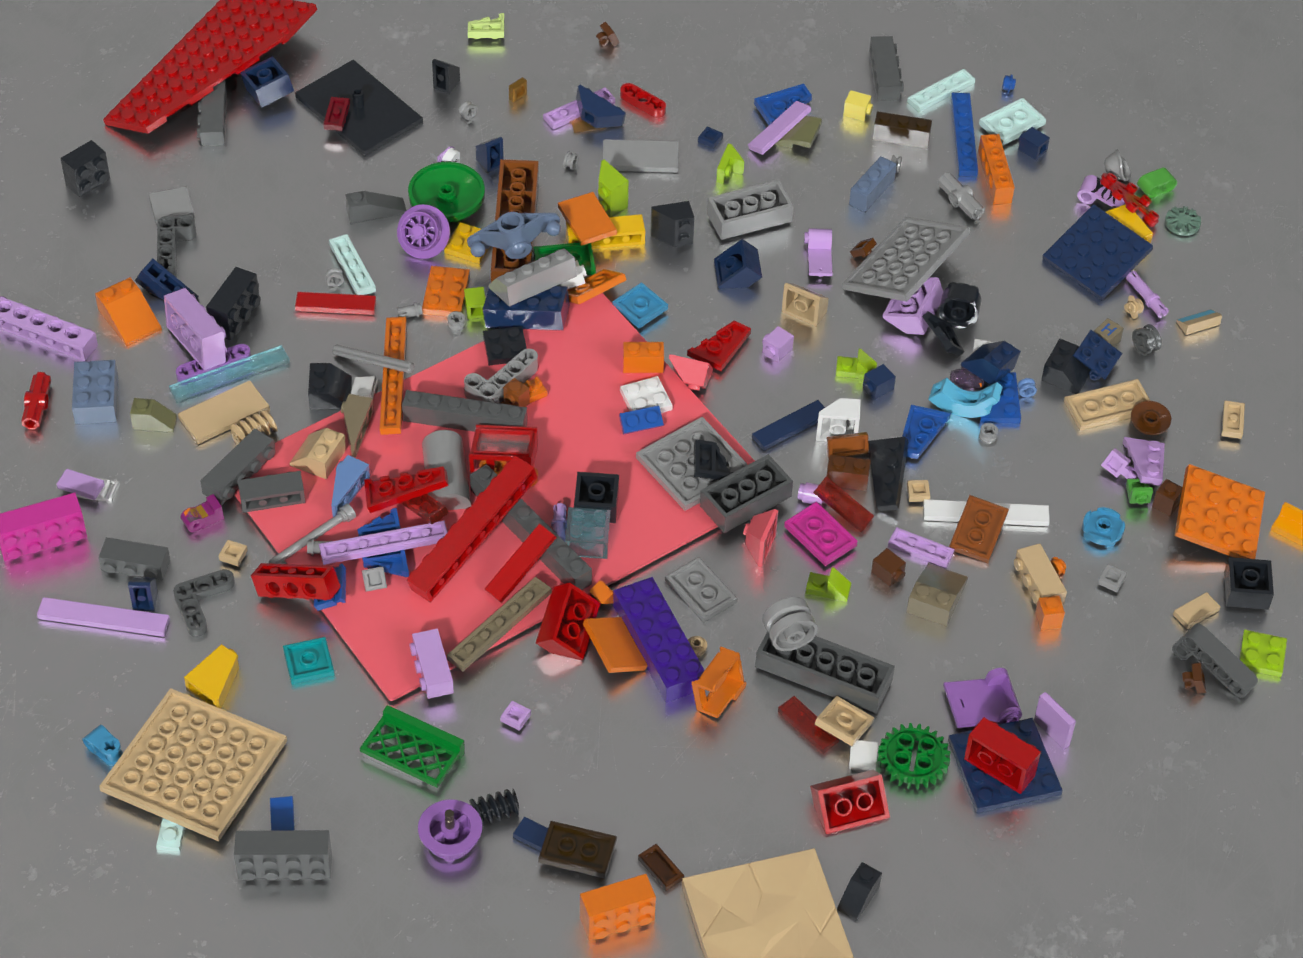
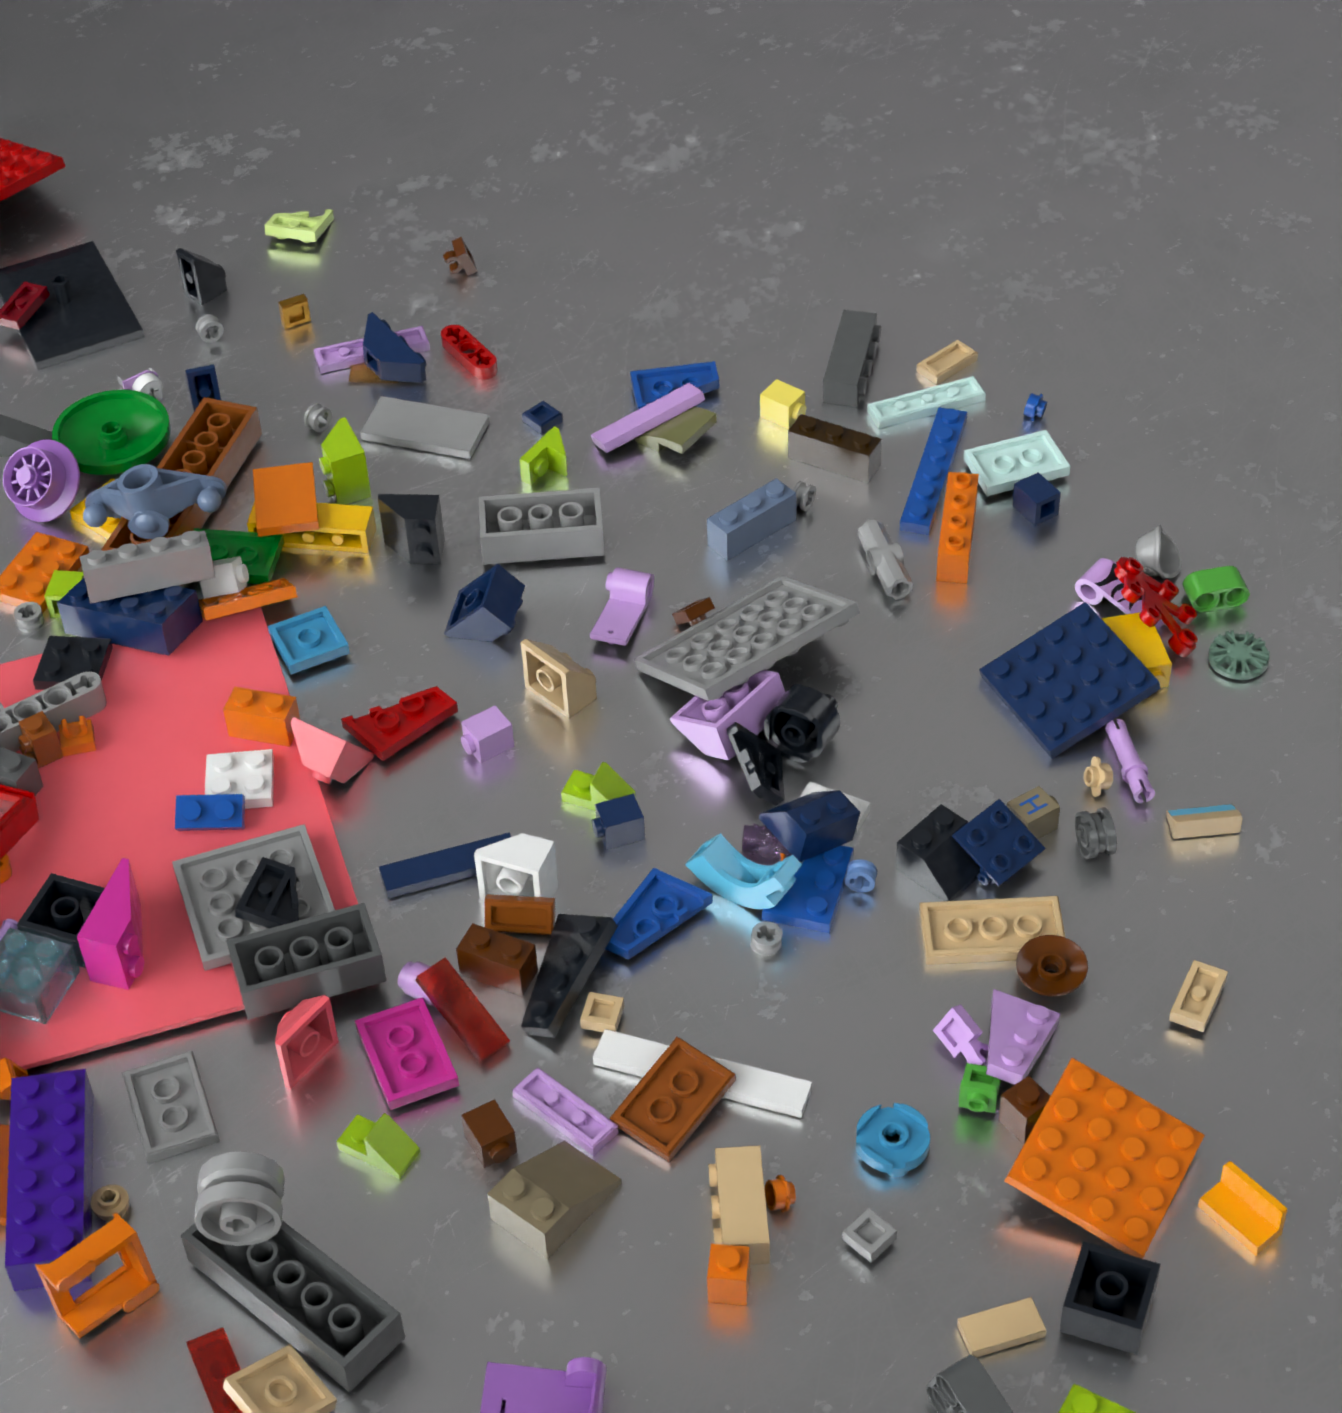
camera: 20 degrees right, 5 degrees down
(632, 499) = (113, 932): none -> dark pink slope
(942, 61) = (947, 362): none -> tan tile

